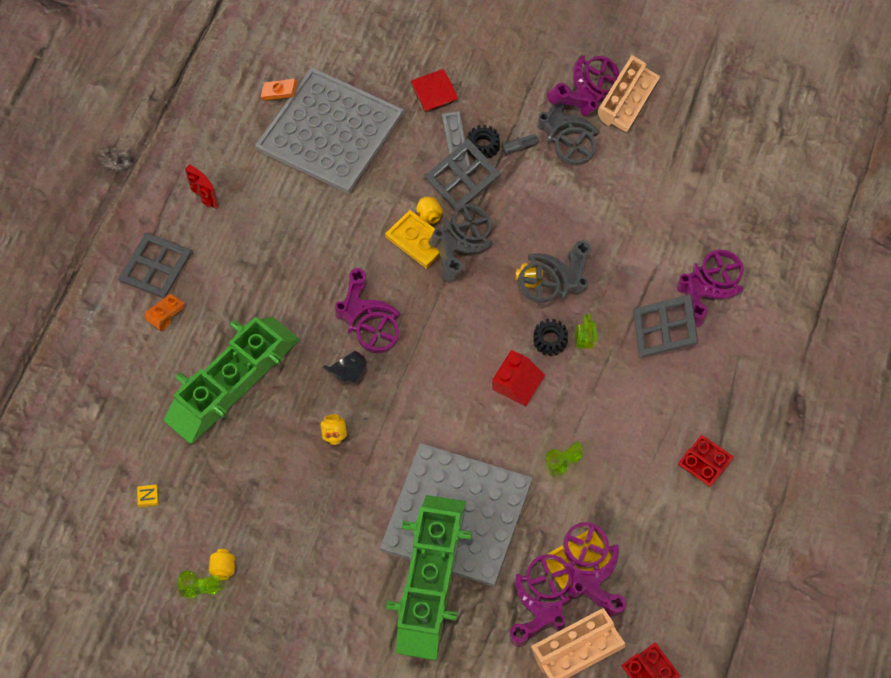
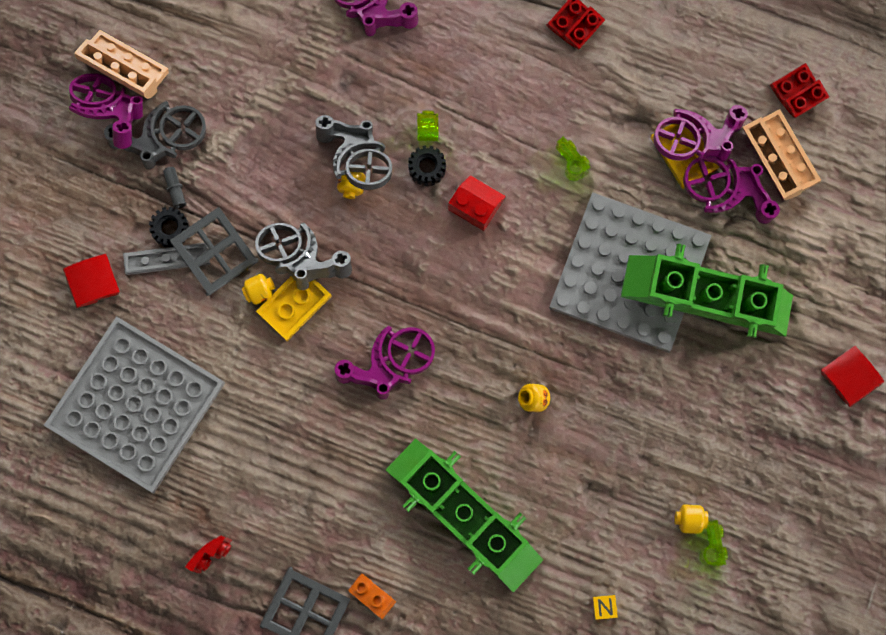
camera: 90 degrees left, 15 degrees up
(279, 89) = (72, 464): orange plate -> none
(349, 368) = (459, 382): black helmet -> none
(665, 326) = (422, 47): dark grey window -> none

